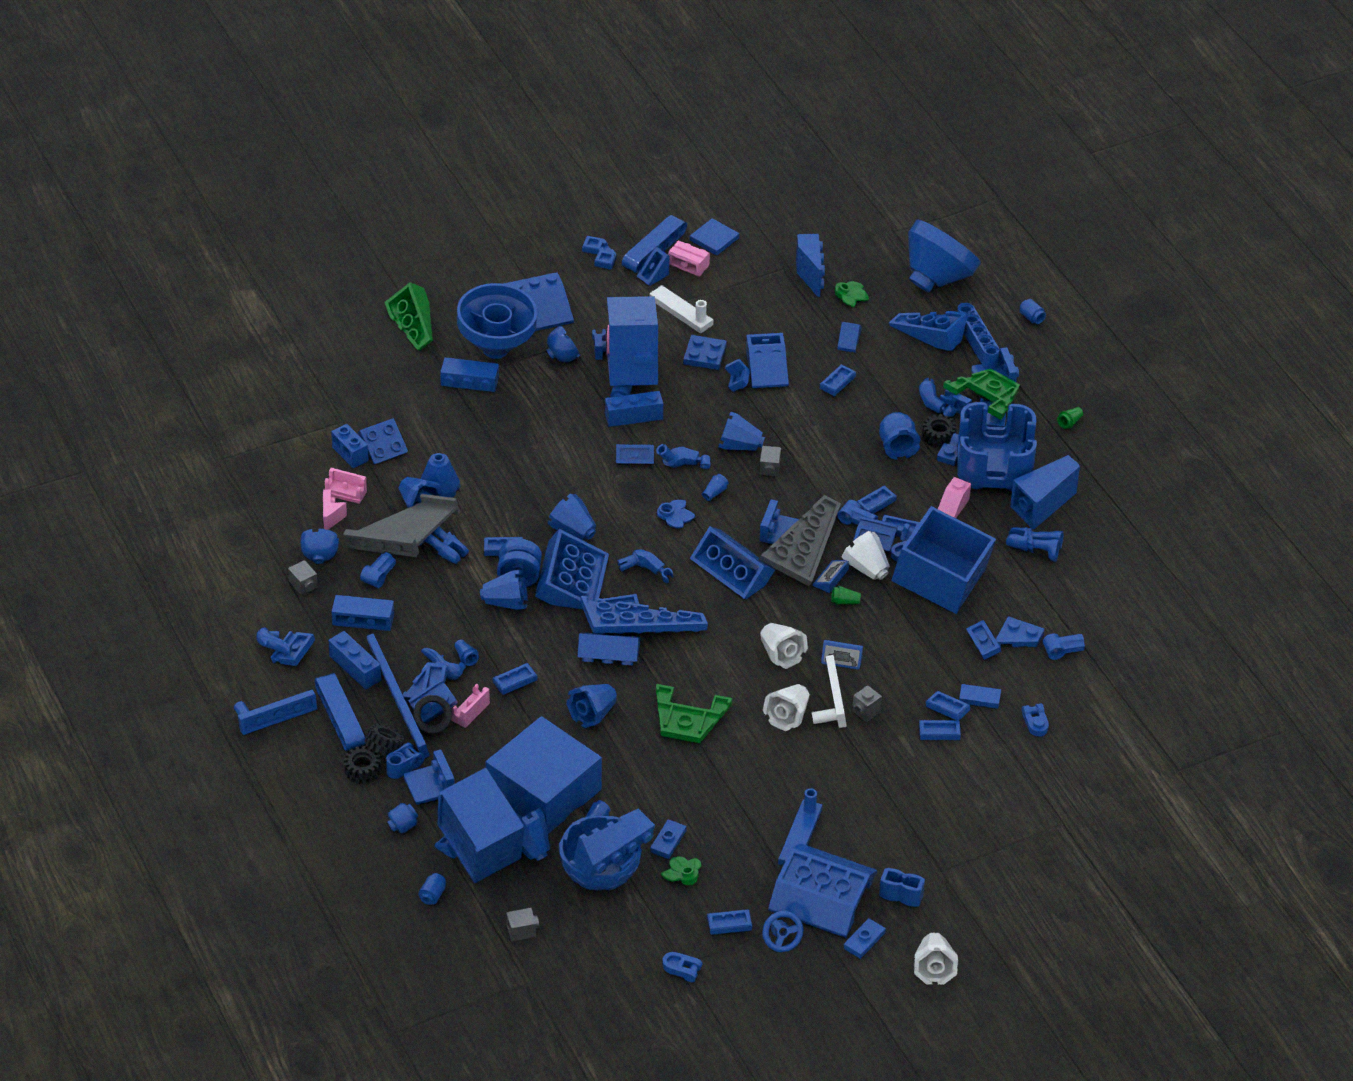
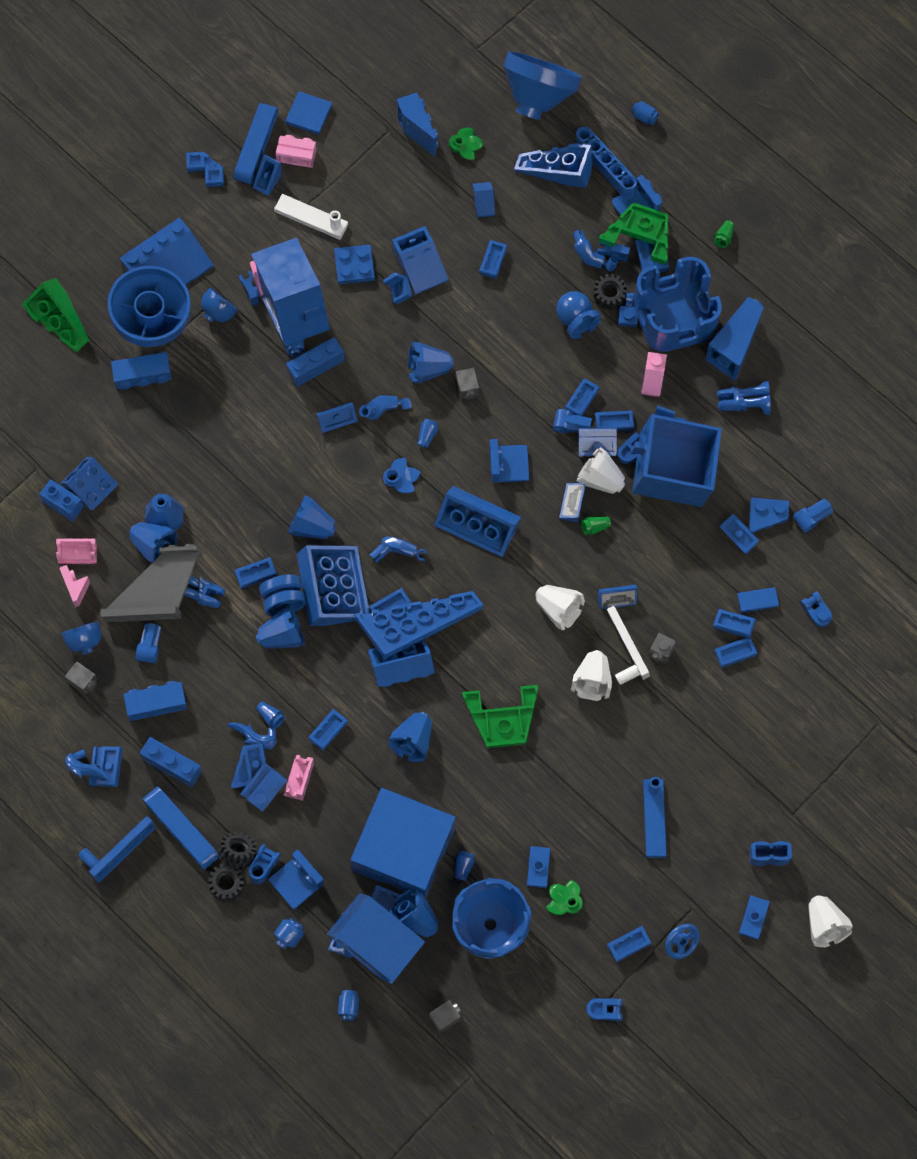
camera: 20 degrees left, 25 degrees up
(397, 695) = (228, 791): blue tile -> none
(447, 714) = (264, 793): black tyre -> none
(612, 842) = (506, 916): blue wedge -> none
(802, 545) = (535, 480): dark grey wing -> none
(821, 888) = (700, 879): blue slope -> none

